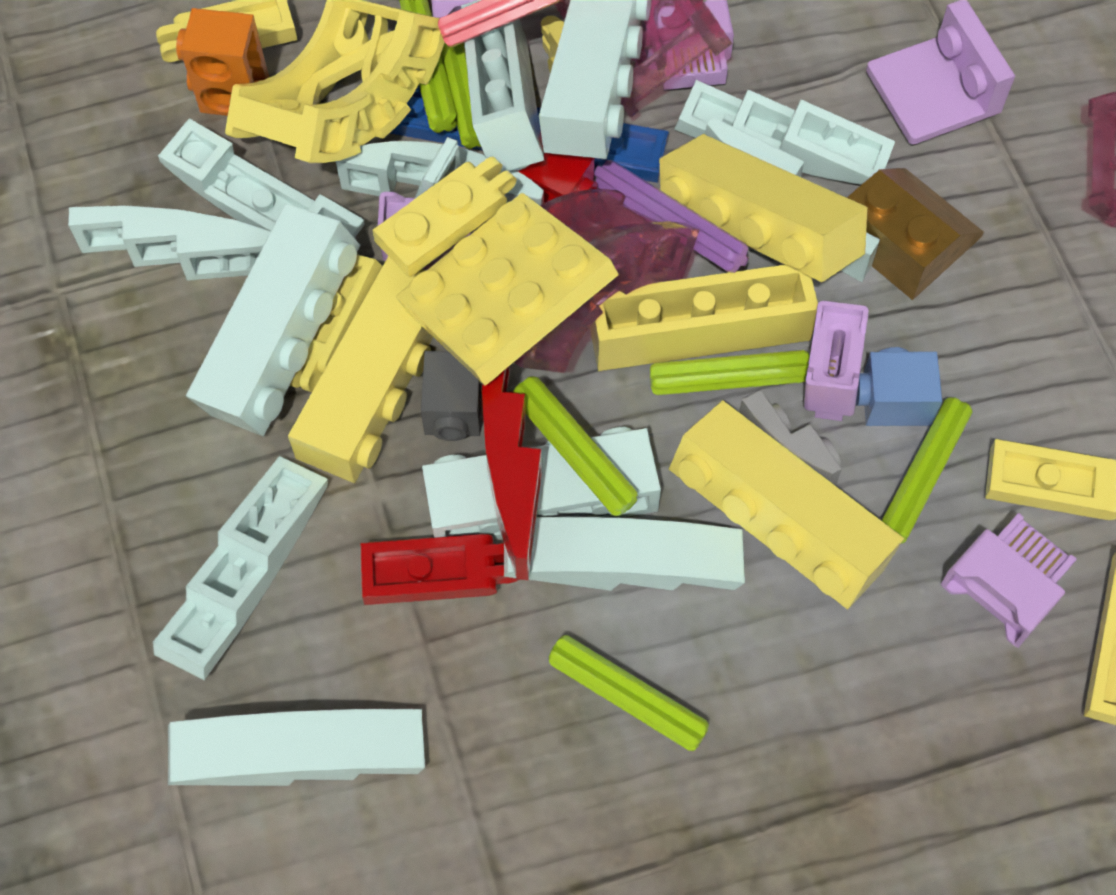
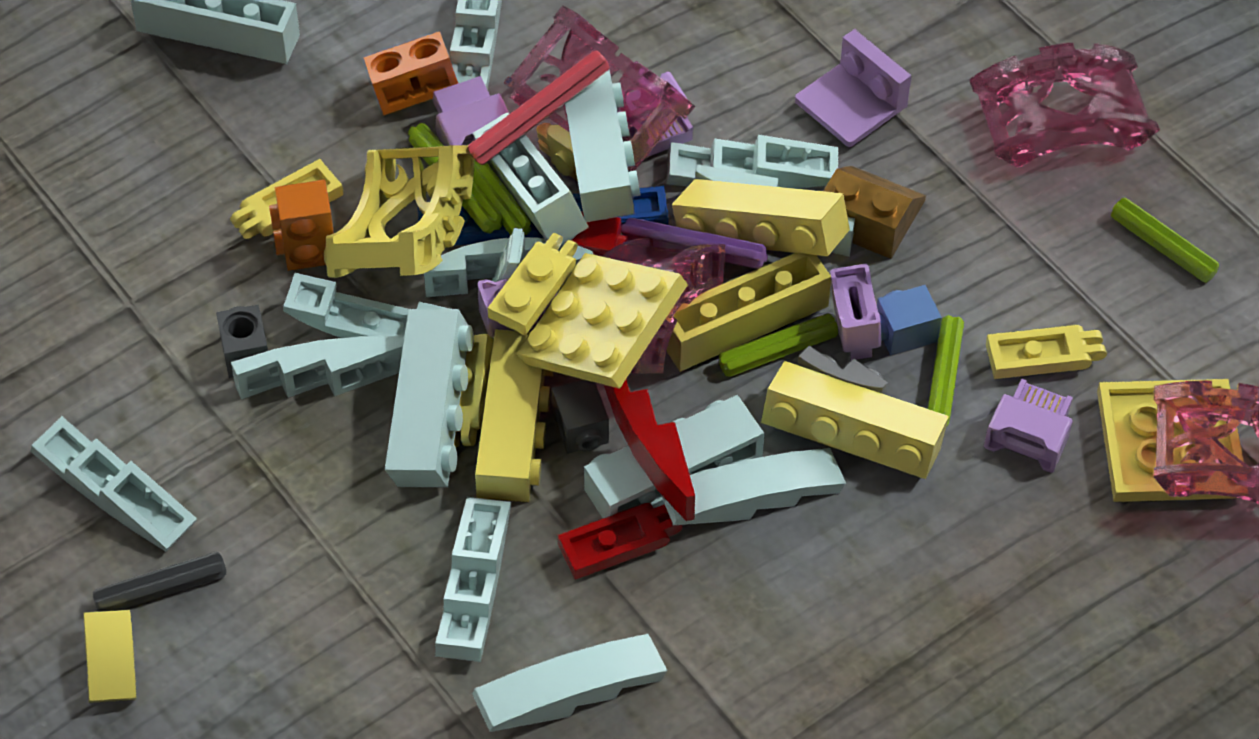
camera: 20 degrees left, 10 degrees down
(100, 162) = (240, 323): none -> dark grey brick
(577, 447) = (697, 420): lime axle -> none
(628, 693) = (791, 580): lime axle -> none

